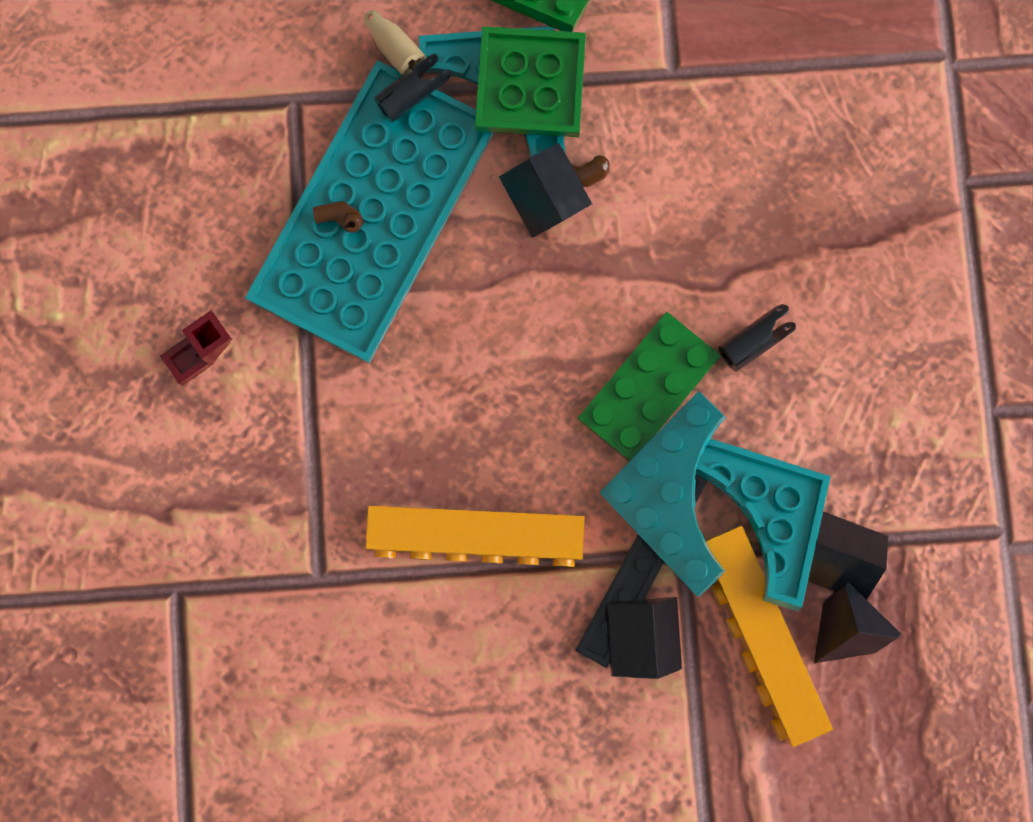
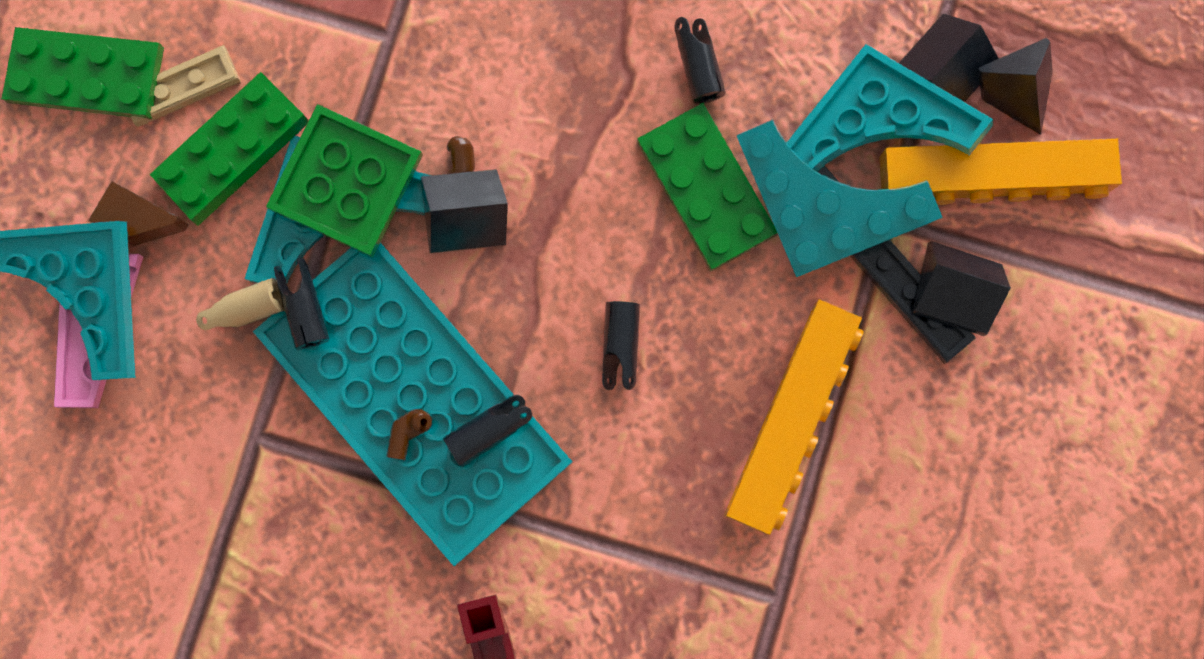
camera: 65 degrees left, 0 degrees up
(364, 278) = (487, 430): none -> black piece
(482, 365) = (620, 343): none -> black piece

